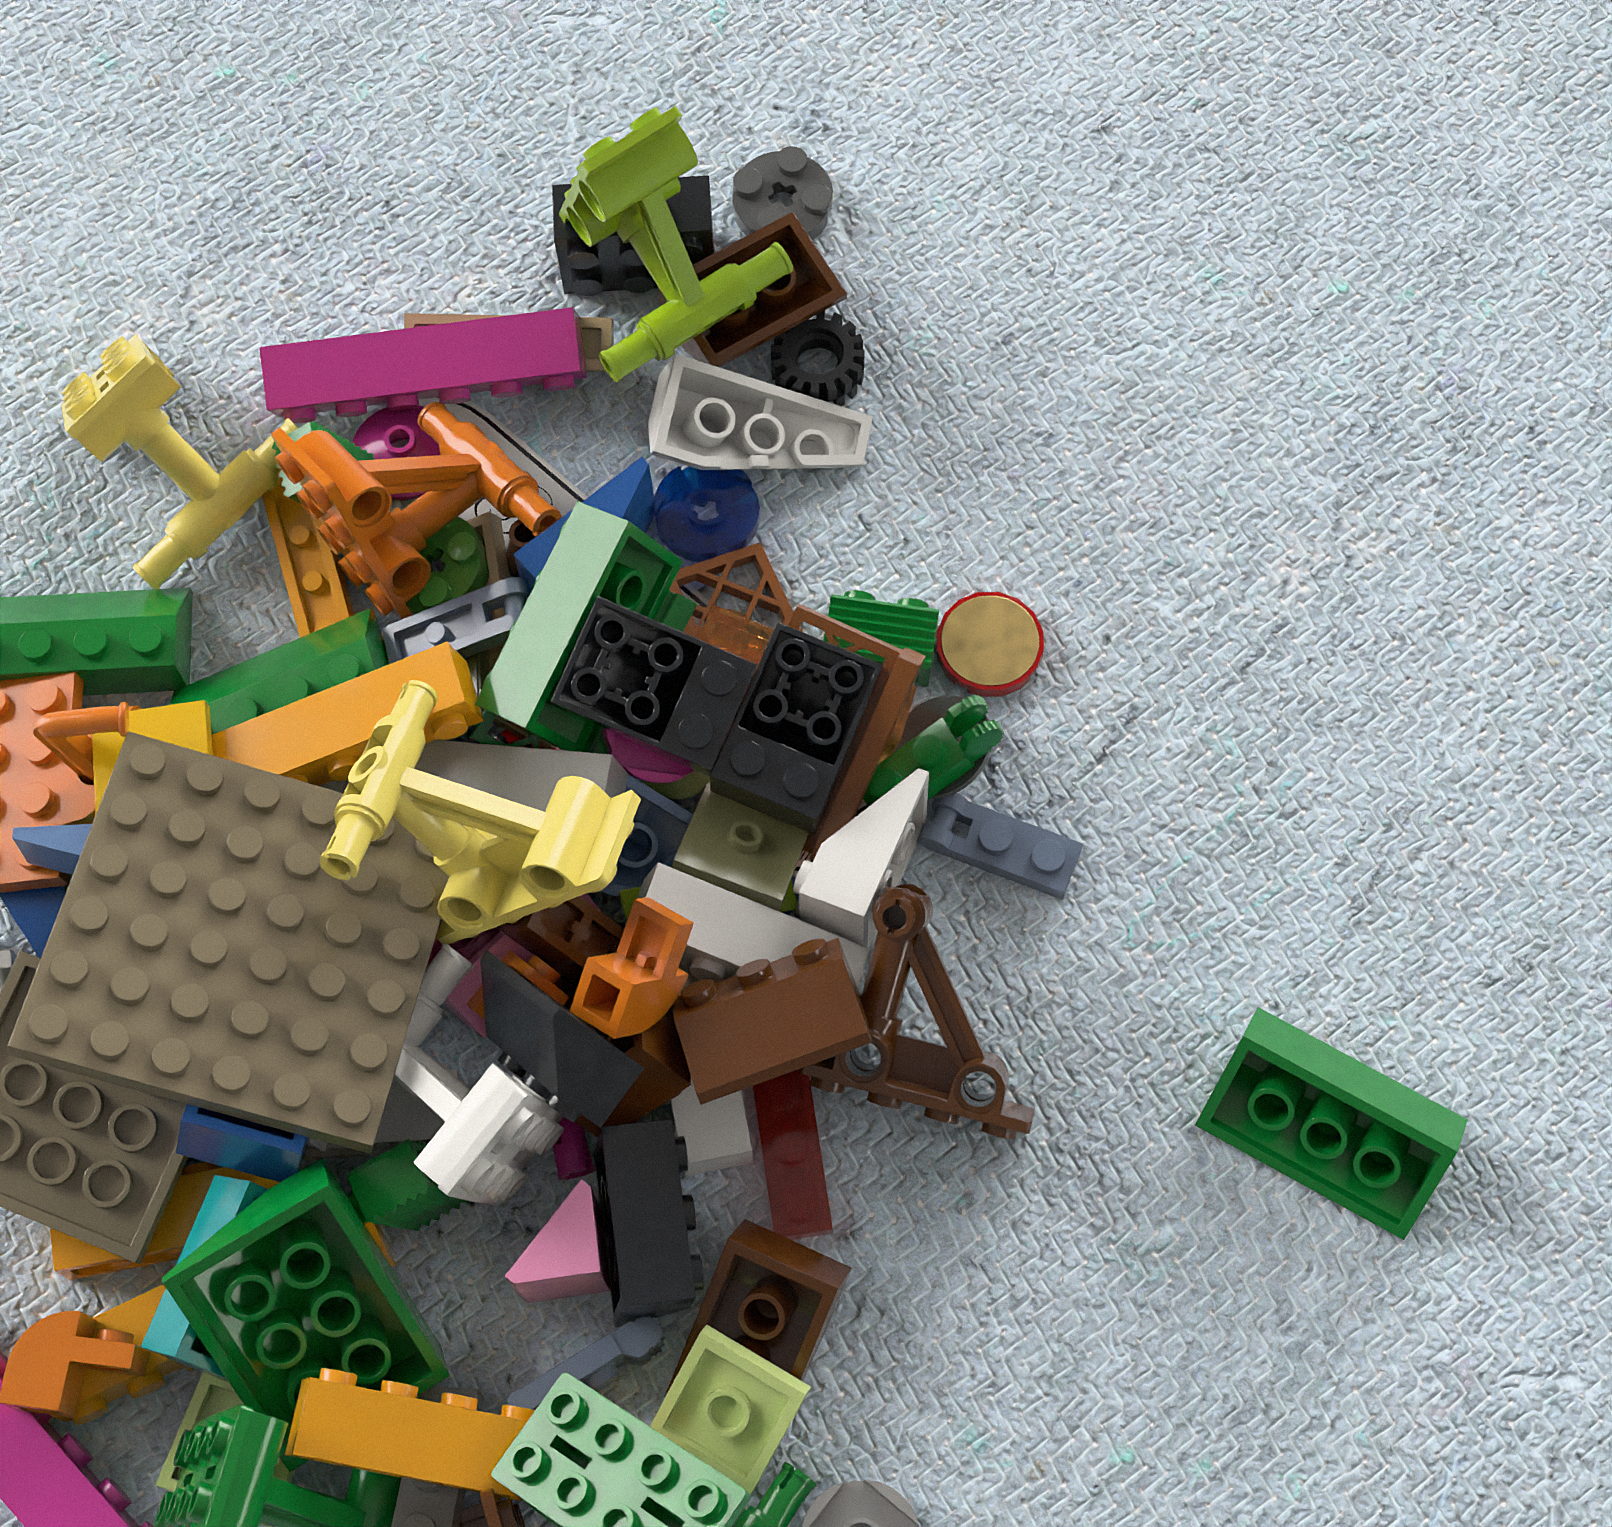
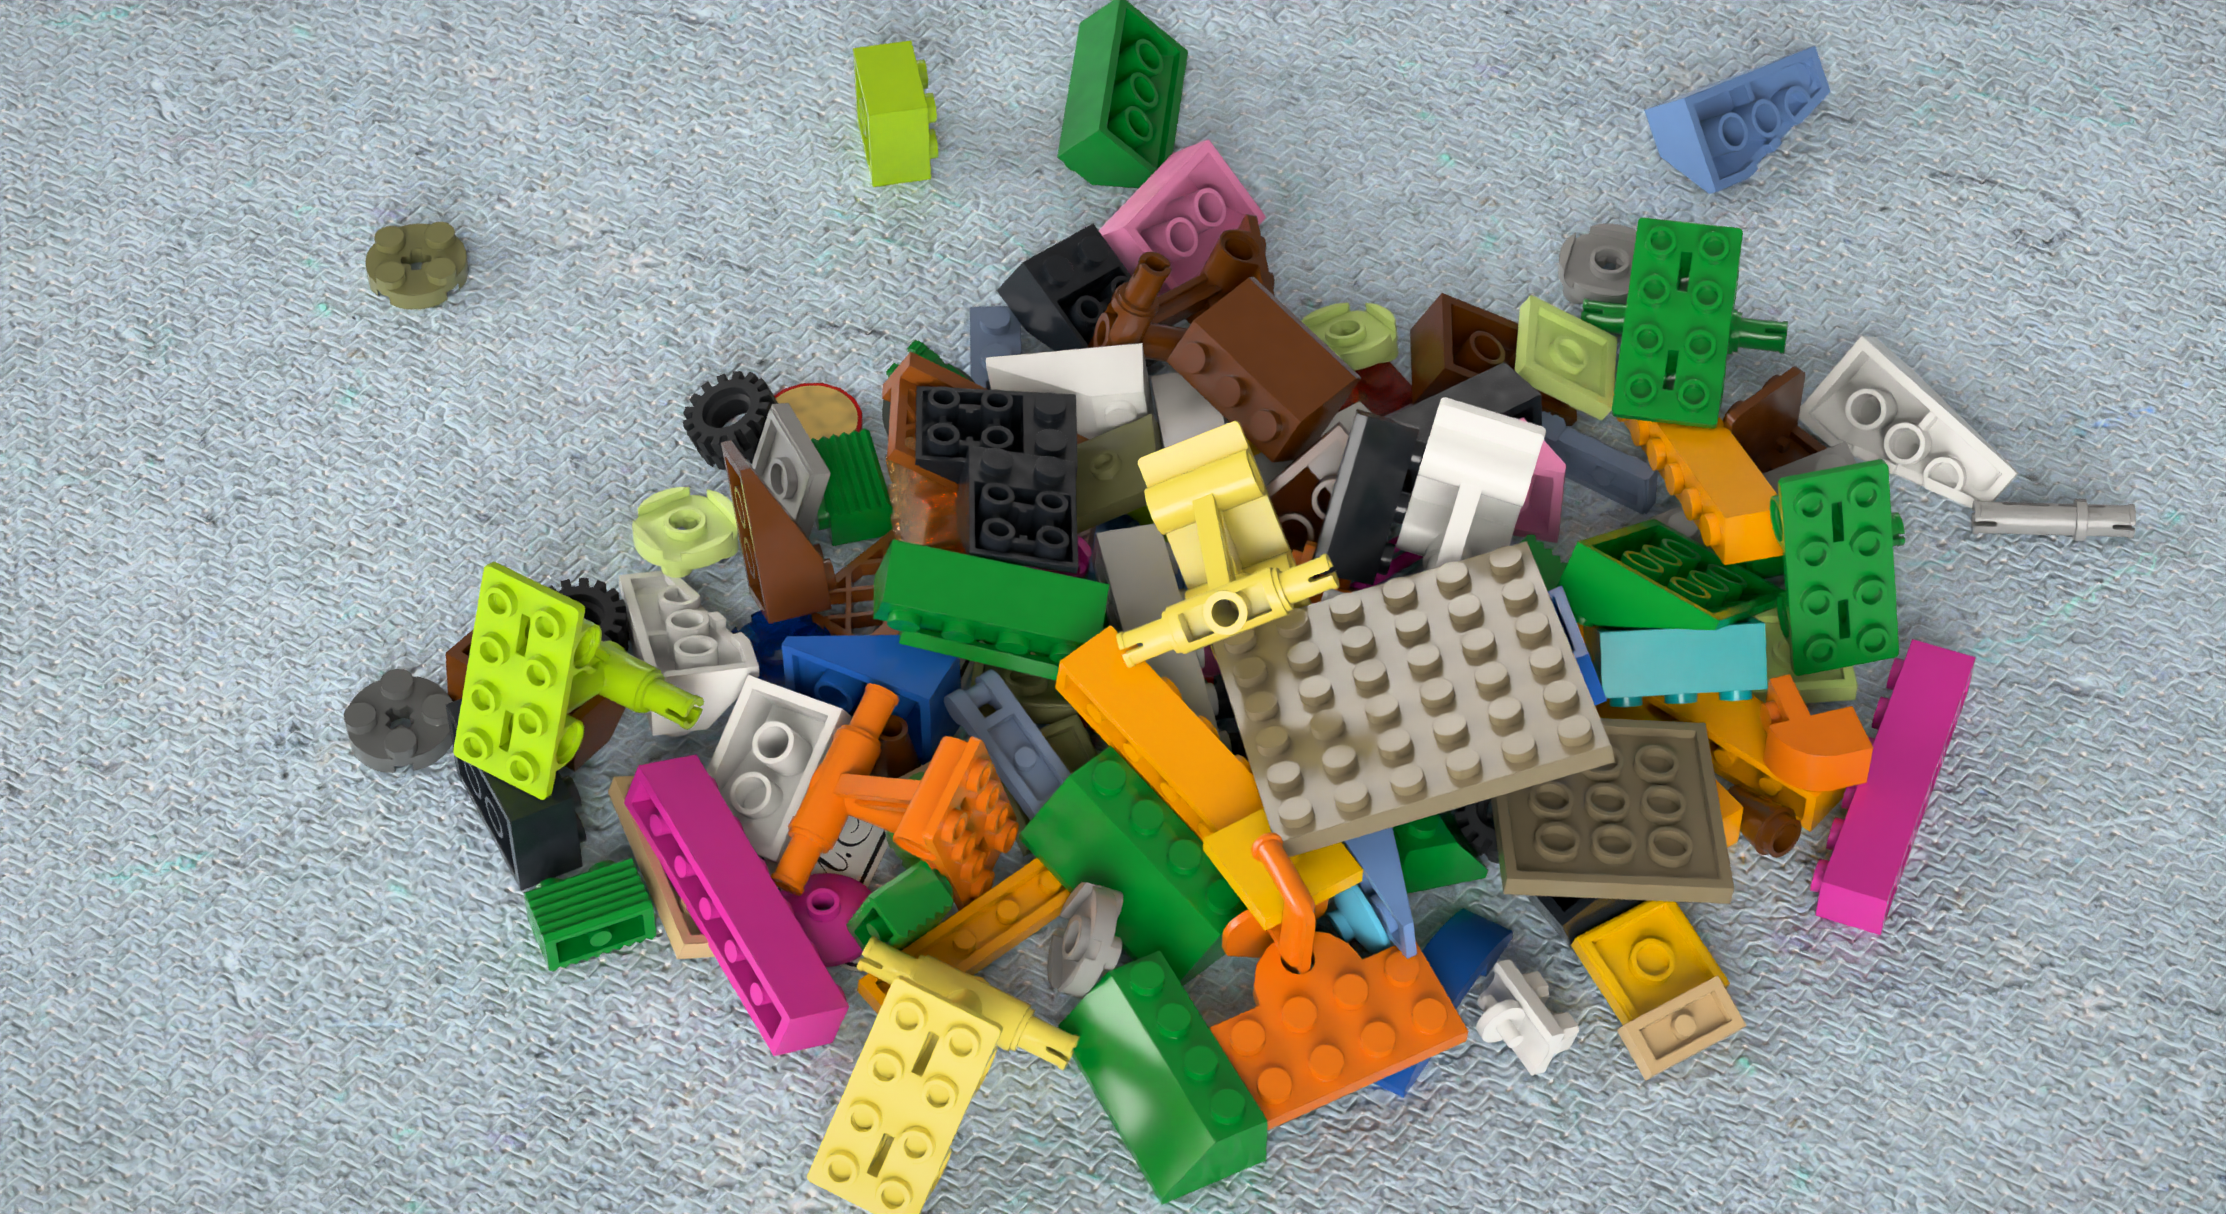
camera: 115 degrees left, 20 degrees down
(60, 1294) = (1767, 824): none -> reddish brown cone
(239, 620) = (1088, 940): none -> light grey plate
(491, 263) = (590, 913): none -> green brick
(566, 444) = (770, 757): none -> white slope
(640, 981) = (1290, 450): orange brick -> none
(798, 509) = (780, 562): none -> reddish brown slope
(843, 1217) = (1356, 336): none -> yellowish green plate
(873, 503) = (708, 537): none -> yellowish green plate
(896, 572) = (791, 465): none -> light grey plate
(1003, 584) = (718, 406): none -> black tyre
(1024, 945) = (1066, 290): none -> black slope
(1110, 1096) = (1180, 213): none -> bright pink slope
(1363, 346) = (397, 248): none -> olive plate
(1378, 855) = (894, 113): none -> lime brick

